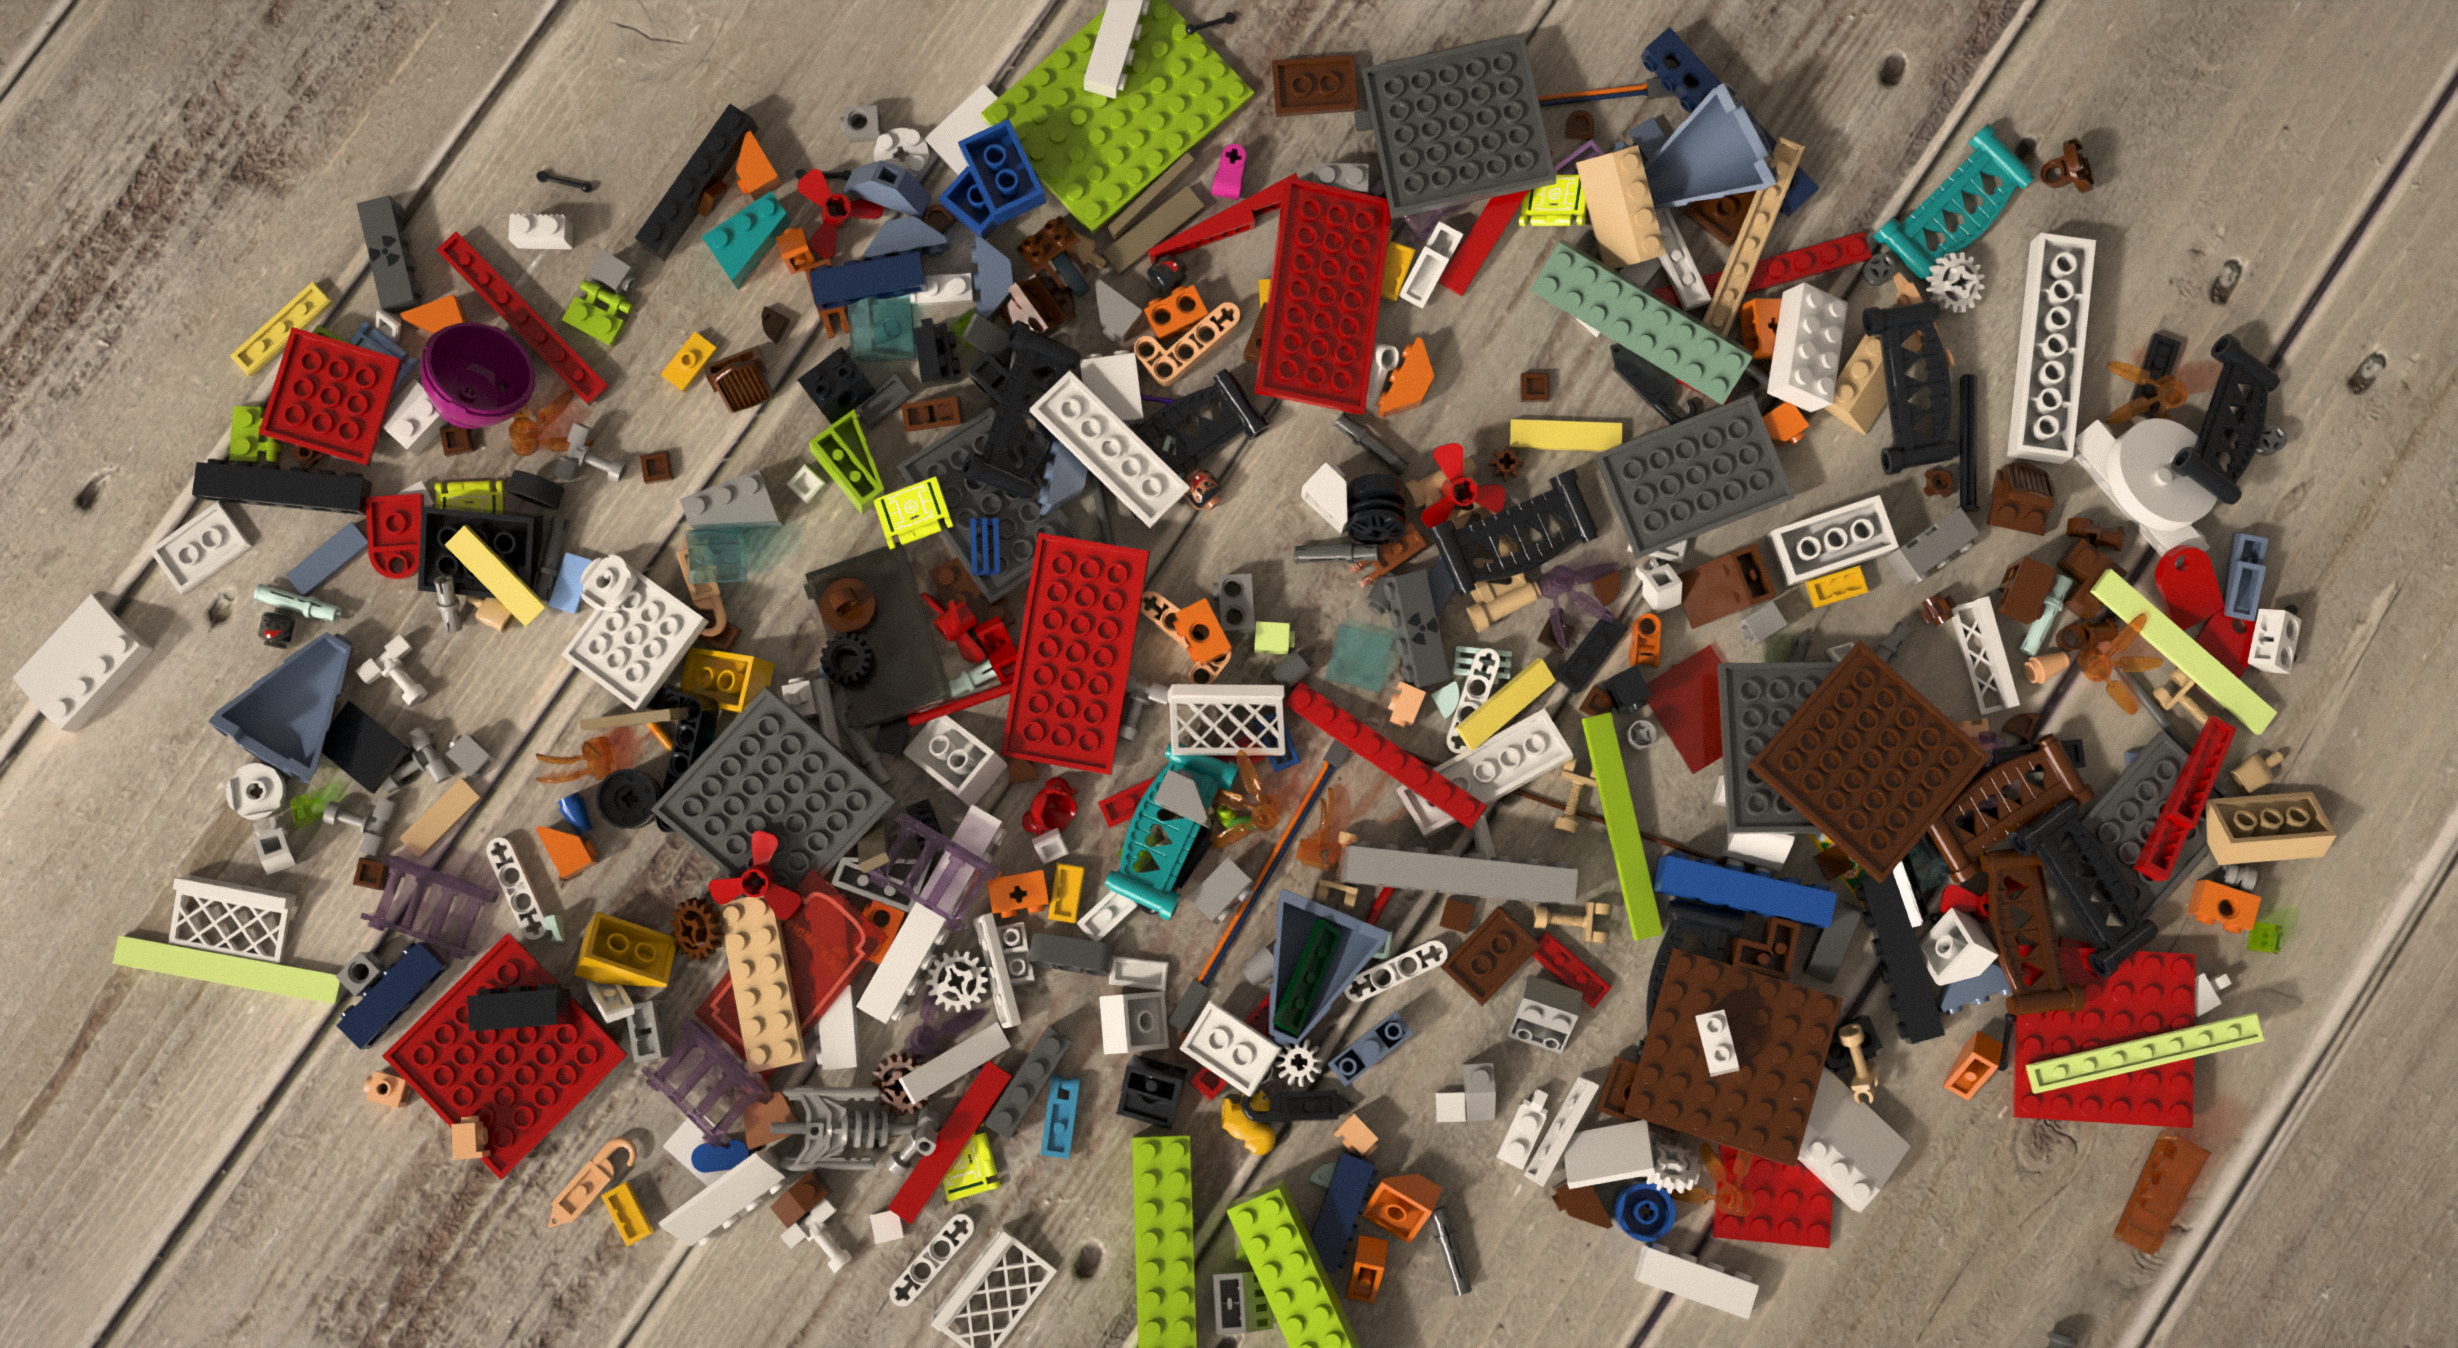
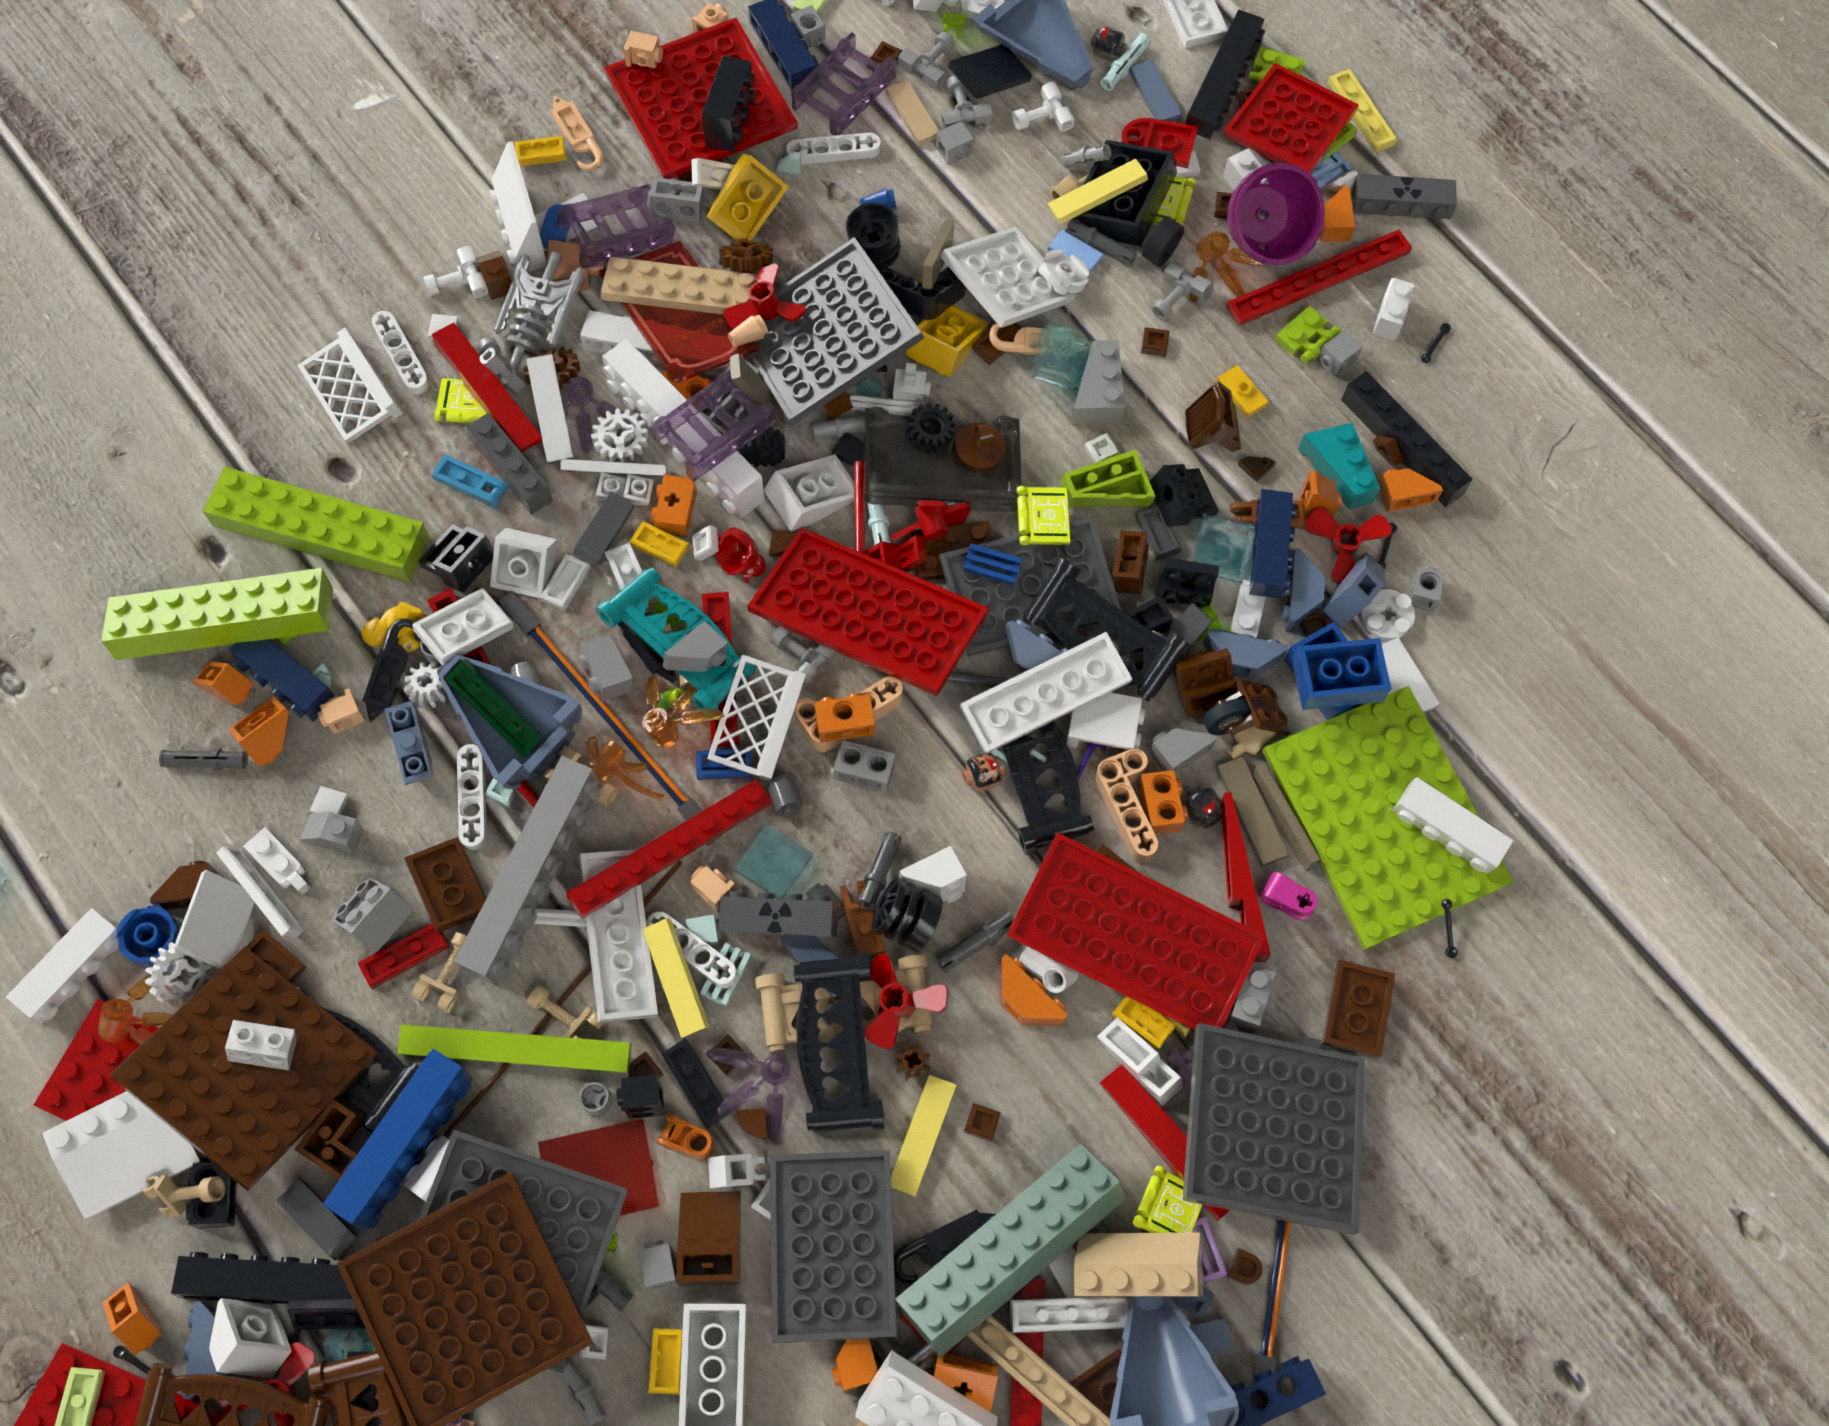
camera: 105 degrees right, 15 degrees down
(568, 852) = (849, 186): orange slope -> none
(598, 757) = (918, 229): clear orange plant -> none
(799, 883) = (748, 331): none -> light nougat cone
(1240, 1303) = (244, 559): slope -> none
(1273, 638) = (820, 788): yellowish green brick -> none
(1456, 916) = (493, 865): reddish brown tile -> none

